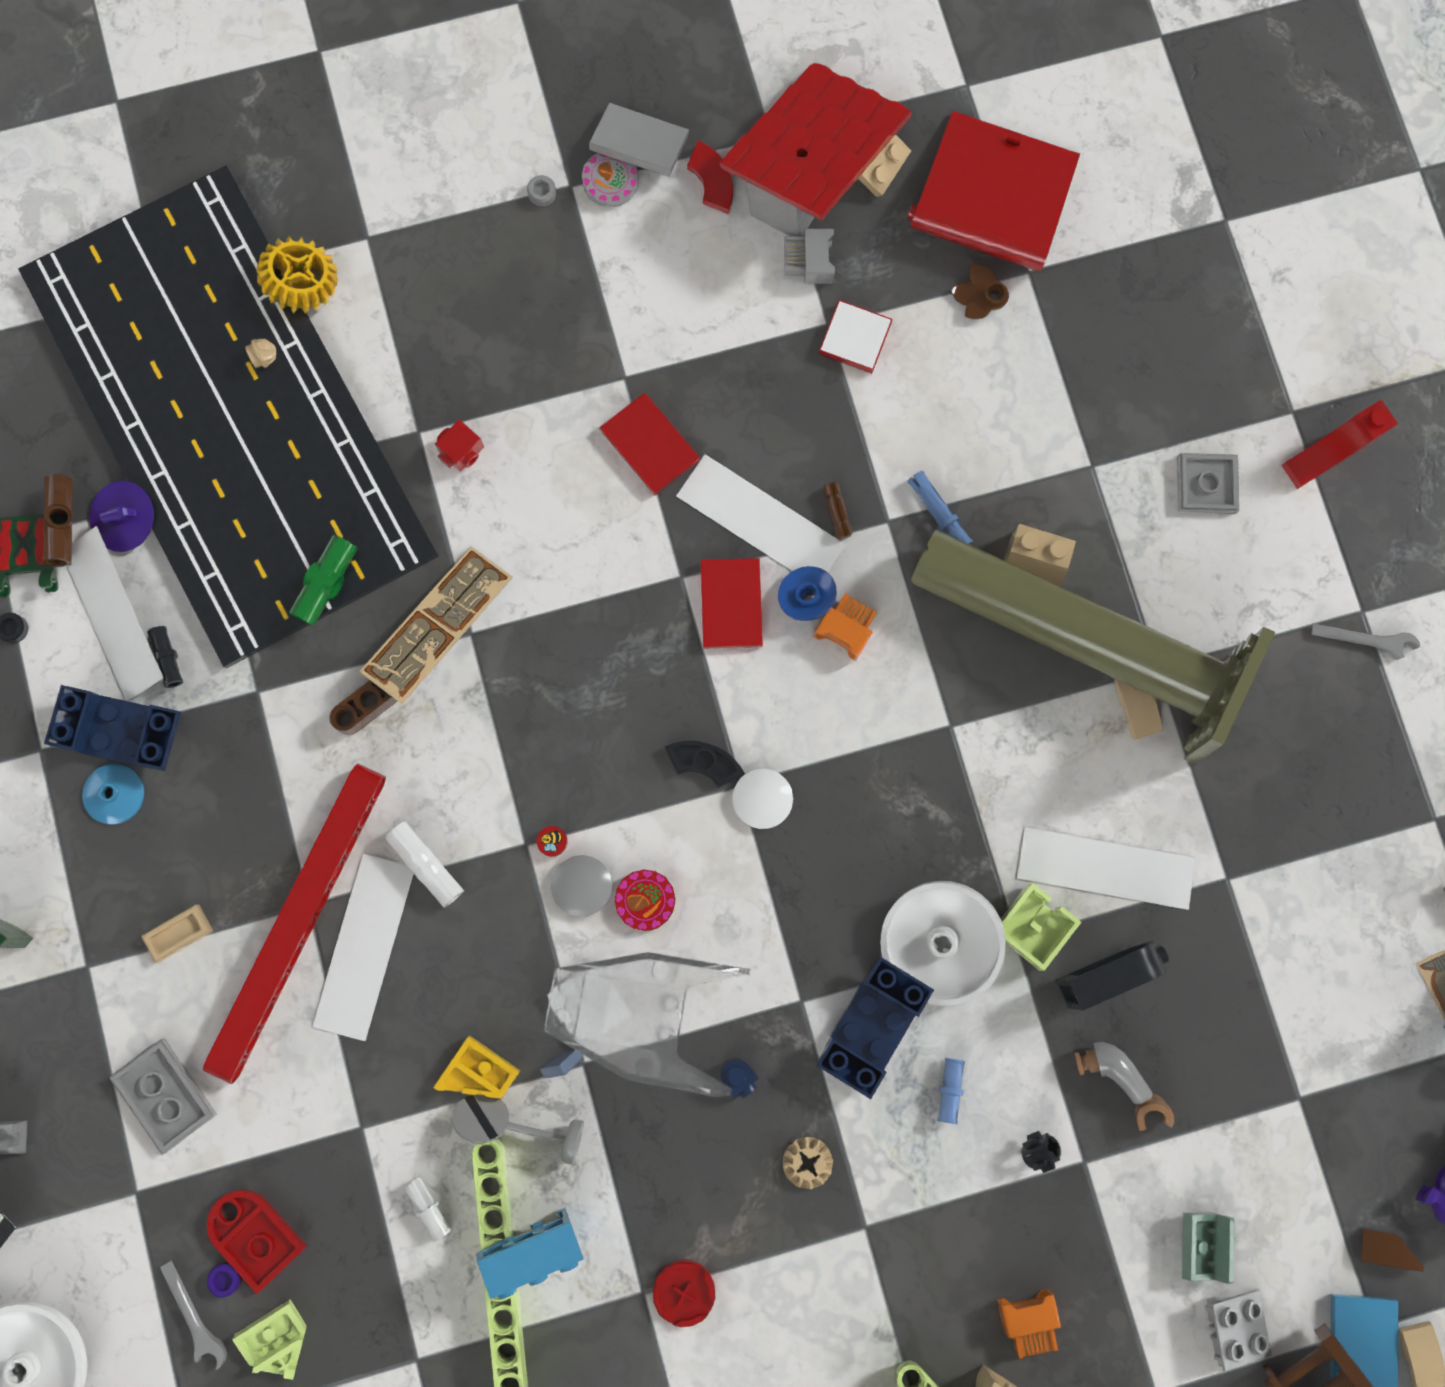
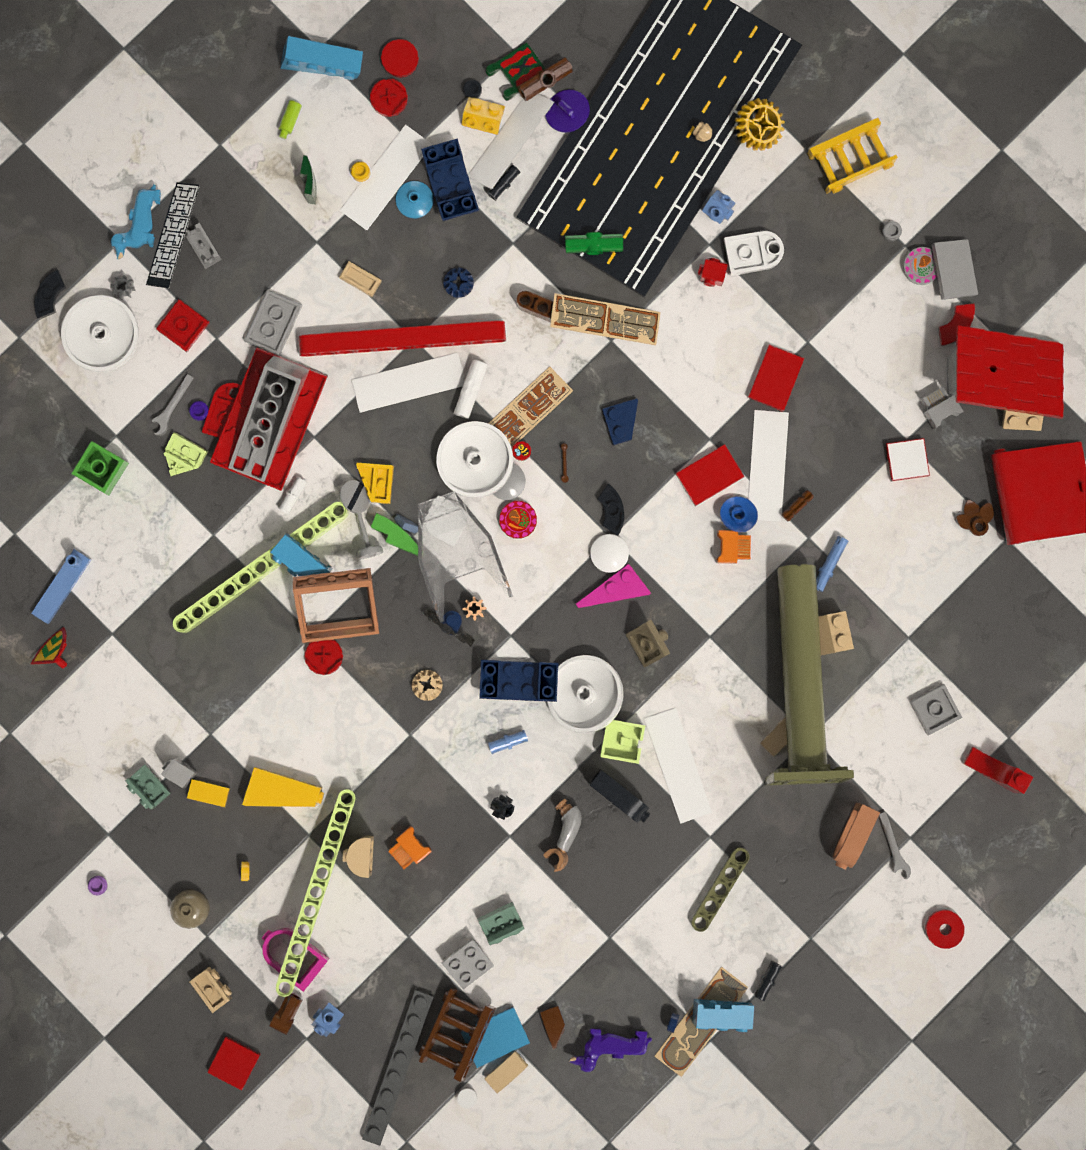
camera: 60 degrees right, 5 degrees up
(26, 847) = (360, 171): none -> yellow tile
(55, 634) = (482, 115): none -> yellow bracket
(58, 818) = (385, 177): none -> white sticker
(86, 1234) = (182, 325): none -> red tile
(278, 792) = (464, 289): none -> dark blue gear
(296, 1182) = (269, 419): none -> piece
(376, 388) = (719, 207): none -> medium blue brick
(389, 168) = (853, 137): none -> yellow fence
(462, 382) = (751, 252): none -> white plate
(502, 814) = (531, 406): none -> sticker
(526, 914) = (475, 459): none -> white dish
(570, 1088) = (396, 535): none -> bright green slope
(580, 779) = (565, 478): none -> reddish brown hinge
(588, 1228) = (332, 582): none -> nougat window
(589, 681) = (621, 421): none -> dark blue wing
(739, 1041) = (470, 604): none -> light nougat gear
(767, 1071) = (462, 636): none -> clear smoke piece
(817, 808) = (620, 586): none -> dark pink wing
(919, 813) = (648, 643): none -> dark tan tile
(1321, 916) = (719, 899): none -> olive beam
(1331, 680) = (854, 836): none -> nougat window

